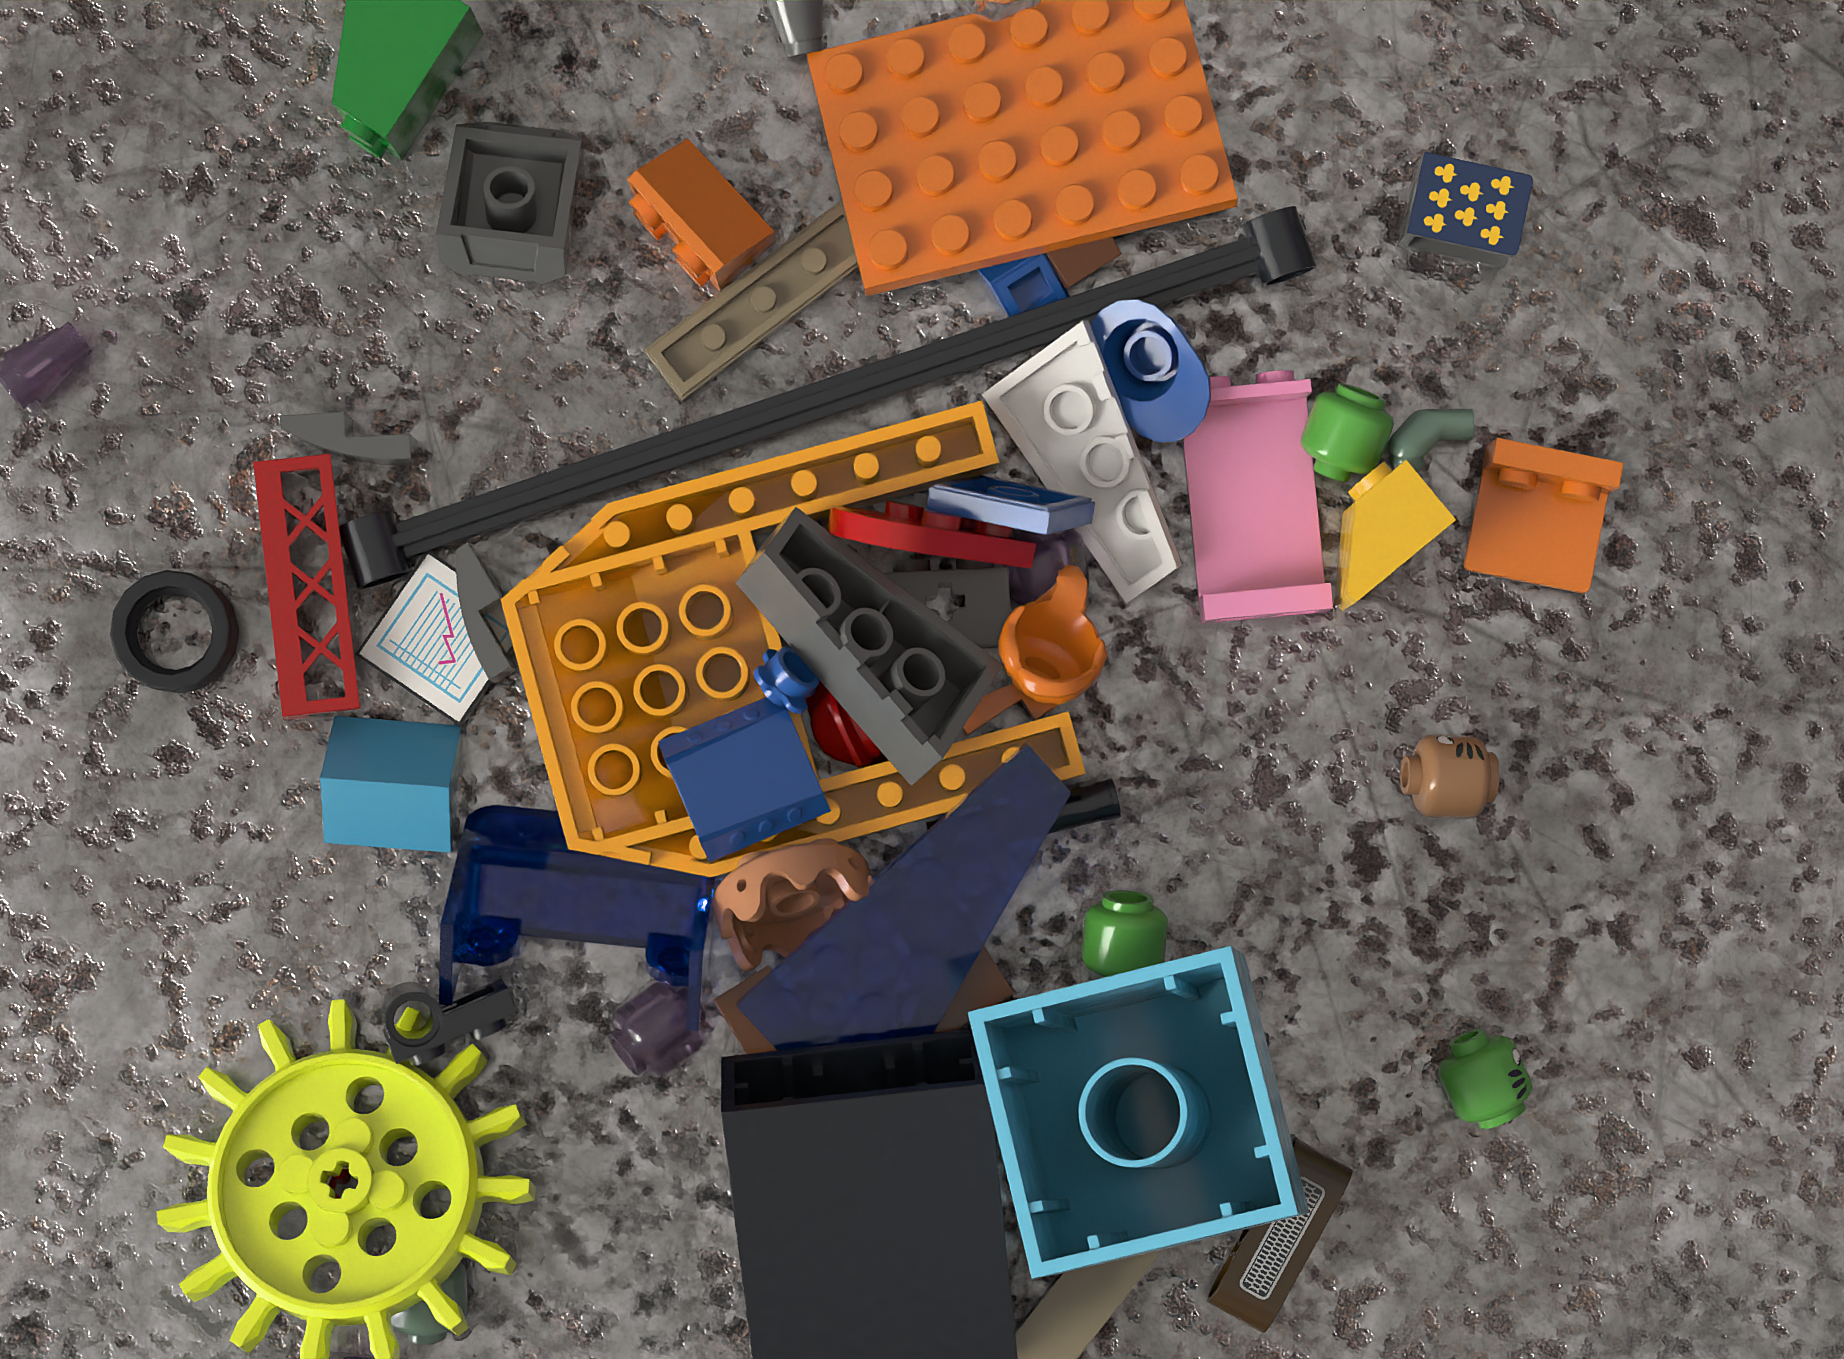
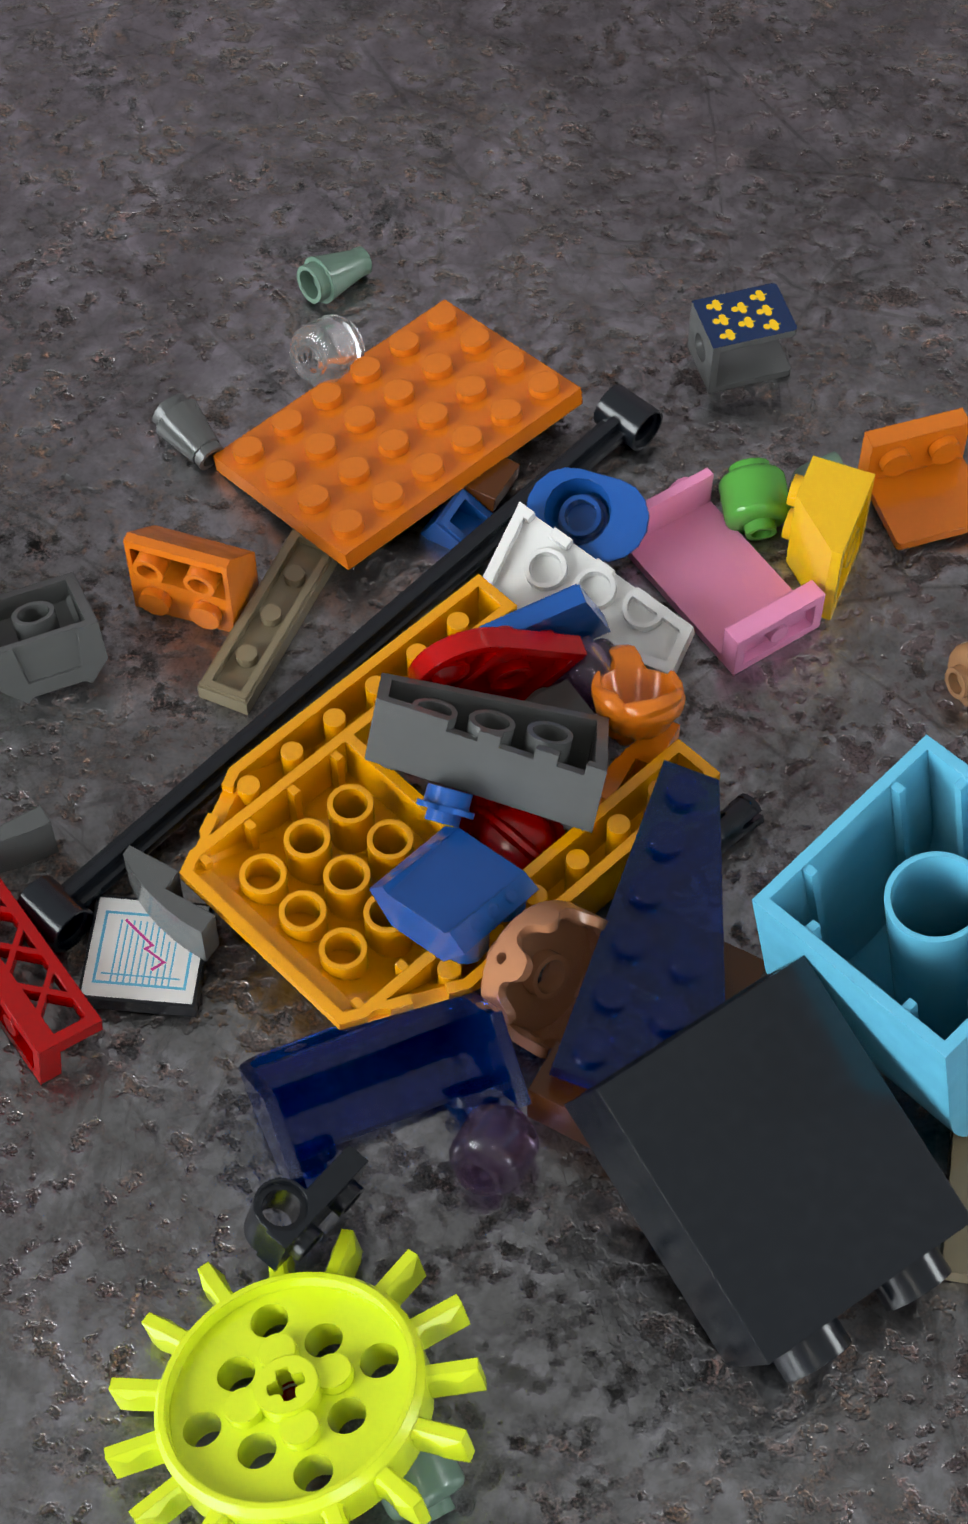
camera: 25 degrees left, 30 degrees down
(391, 784) = (162, 1086): dark azure slope -> none

